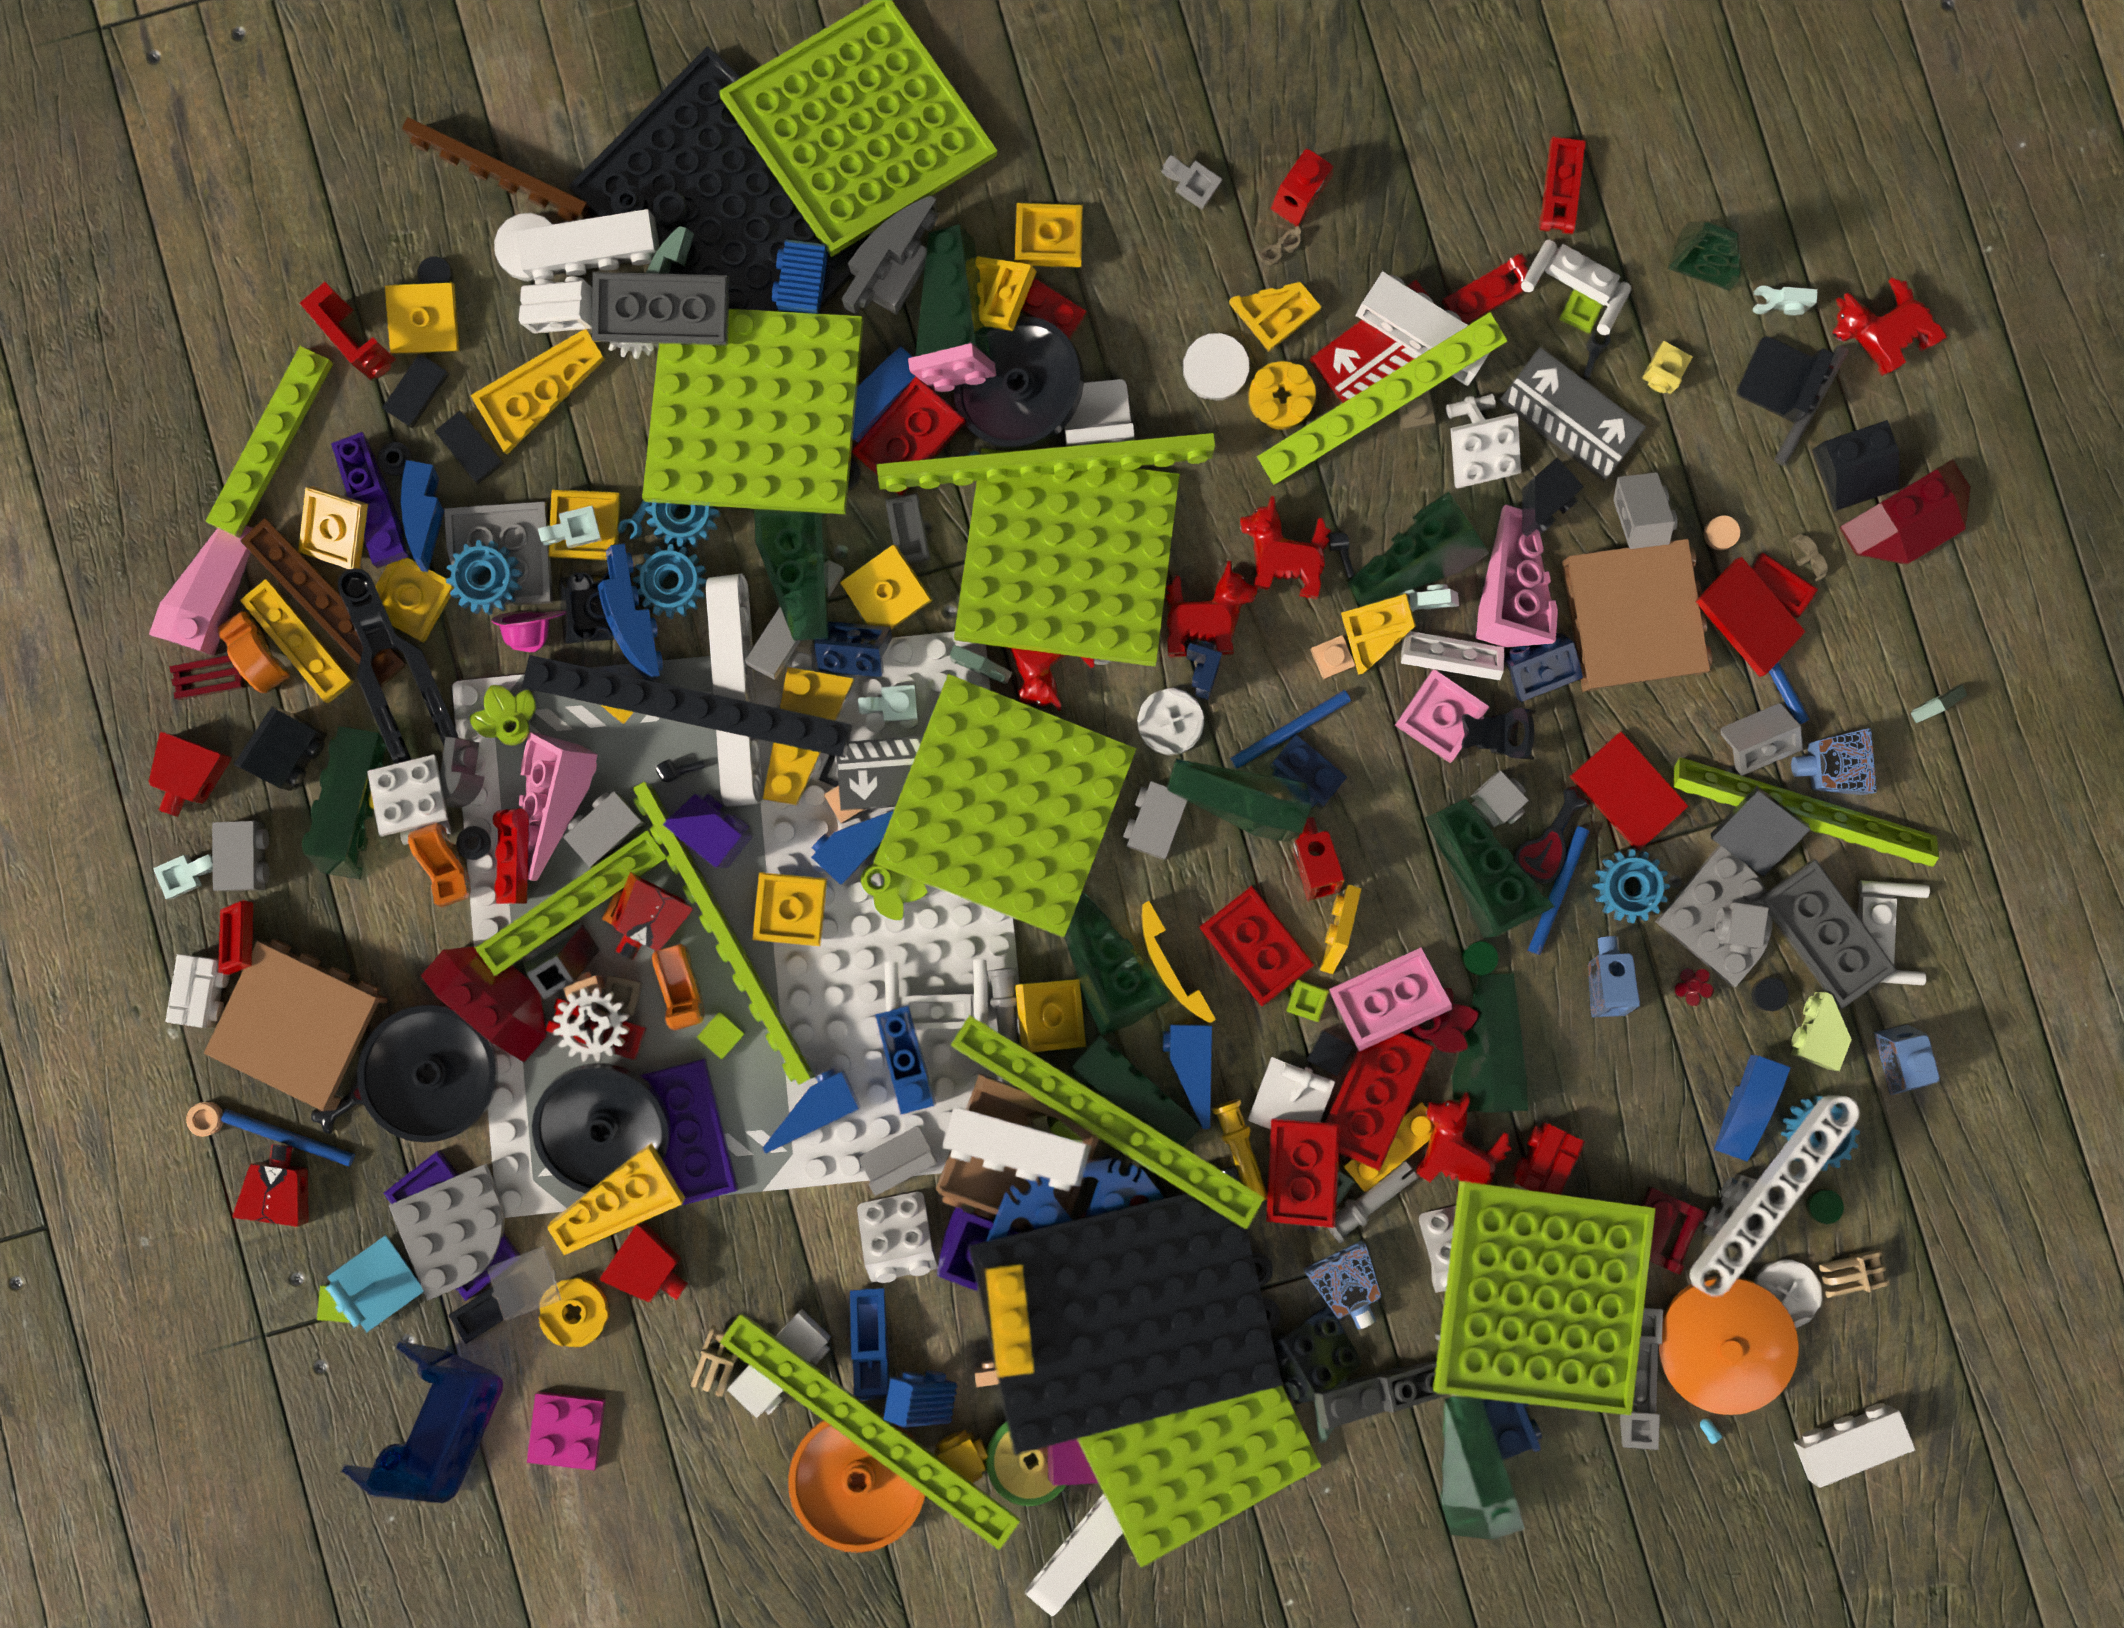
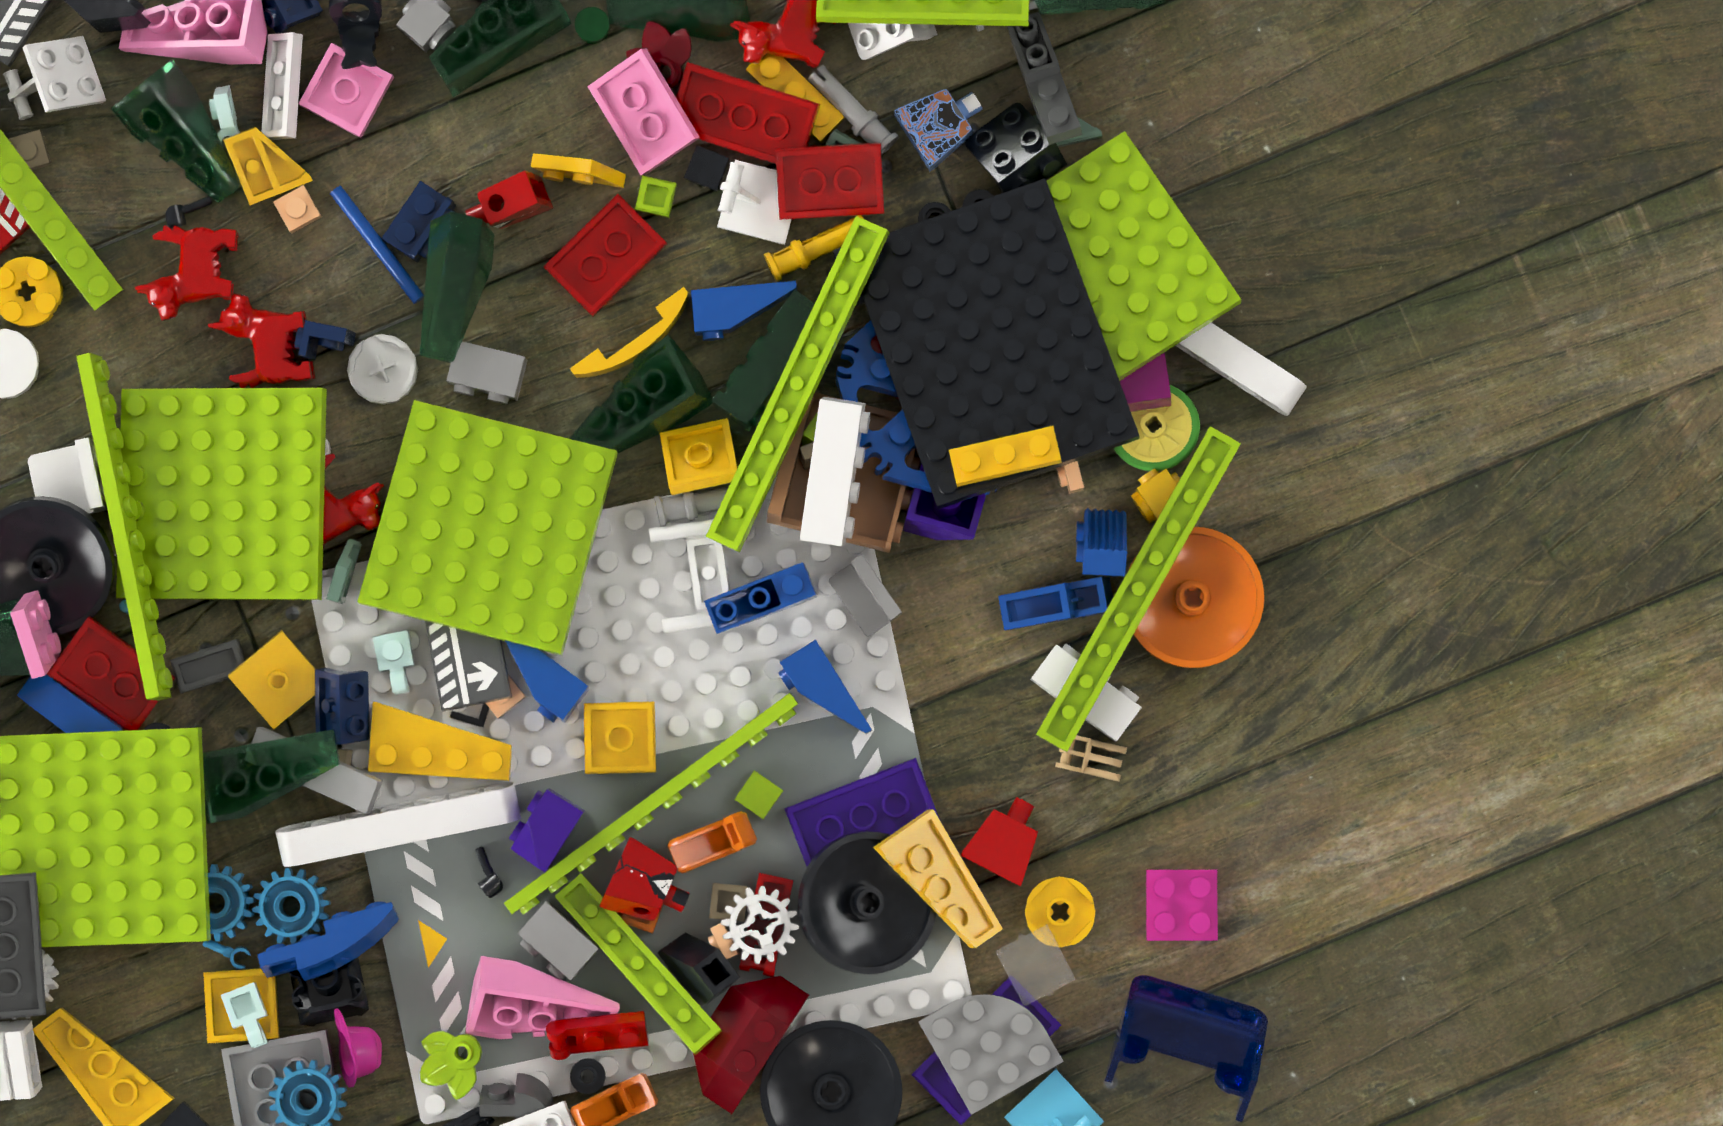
camera: 85 degrees left, 0 degrees up
(476, 1316) = (1074, 1010): black tile -> none
(687, 706) = (420, 869): black plate -> none
(893, 892) = (589, 632): lime plate -> none
(896, 1237) = (945, 588): white bracket -> none

